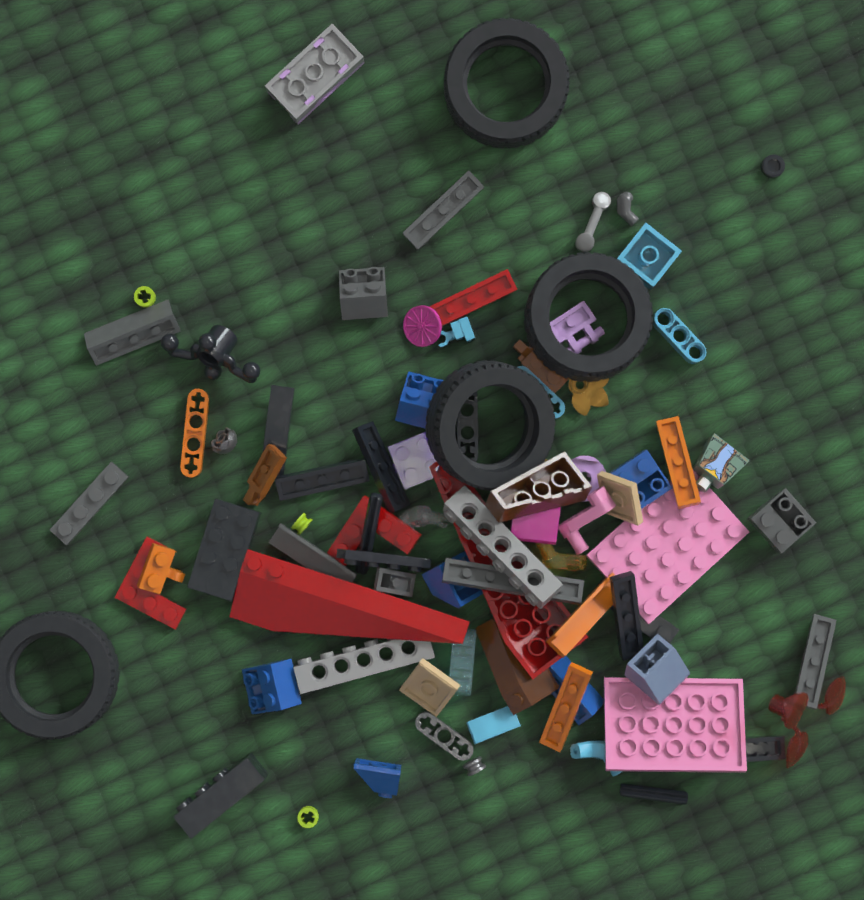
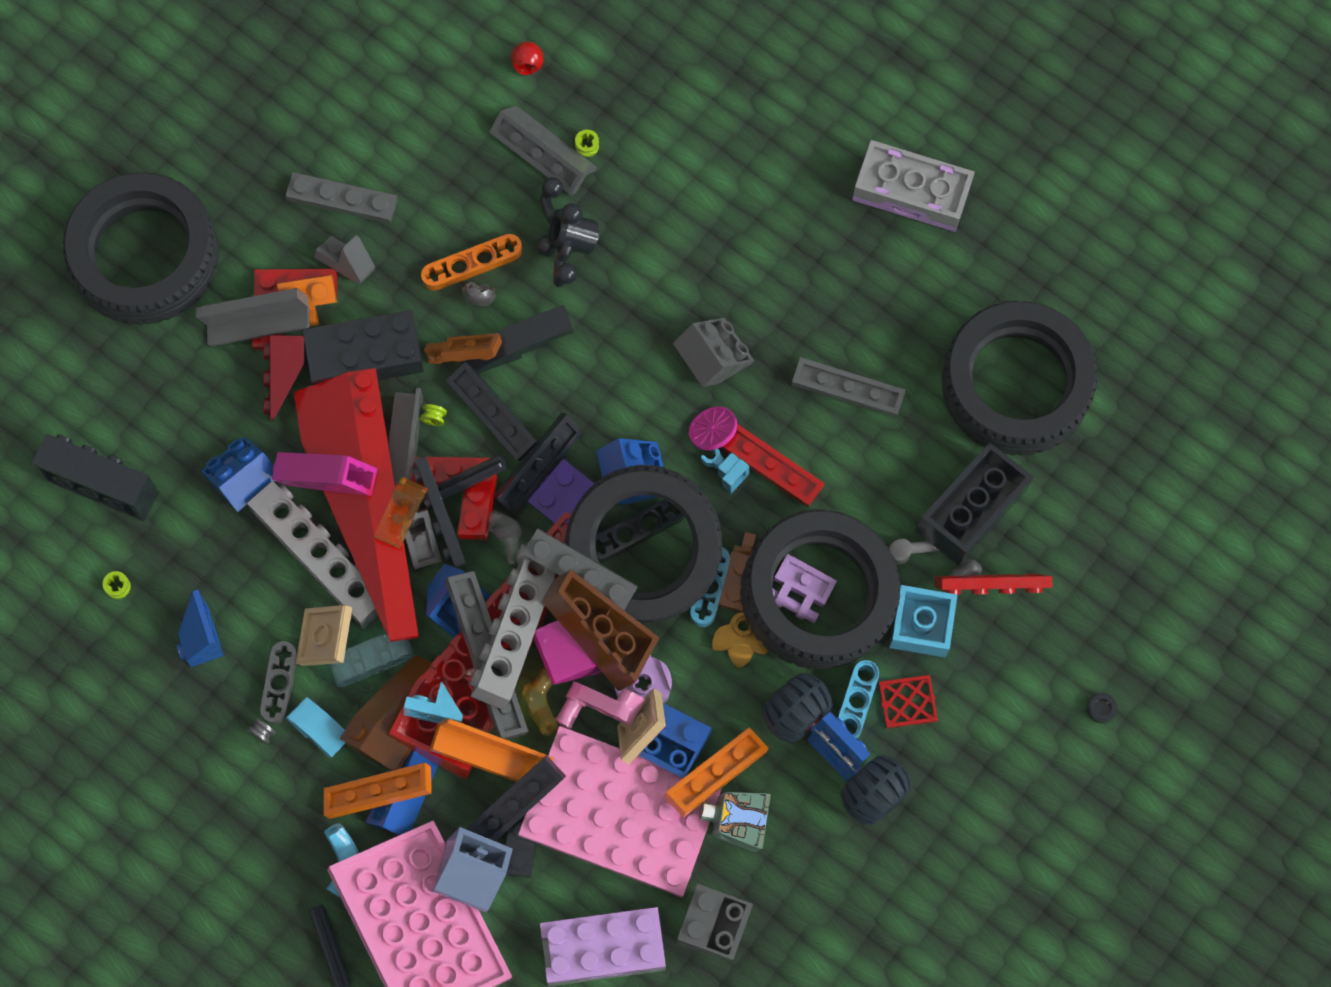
camera: 60 degrees right, 15 degrees down
(51, 305) = (527, 58): none -> red piece
(144, 524) = (348, 259): none -> dark grey slope
(157, 616) = (255, 316): none -> dark grey panel
(207, 614) = (285, 361): none -> dark red slope
(313, 629) = (325, 473): none -> dark pink slope
(375, 588) = (400, 512): none -> clear orange slope
(479, 488) = (561, 558): none -> dark grey plate
(538, 633) = (443, 709): none -> medium azure slope
(584, 171) = (974, 503): none -> black brick
(649, 185) = (1004, 583): none -> red plate
(710, 303) = (896, 693): none -> red window
(748, 356) = (804, 707): none -> black plate
(756, 606) = (603, 946): none -> lavender piece

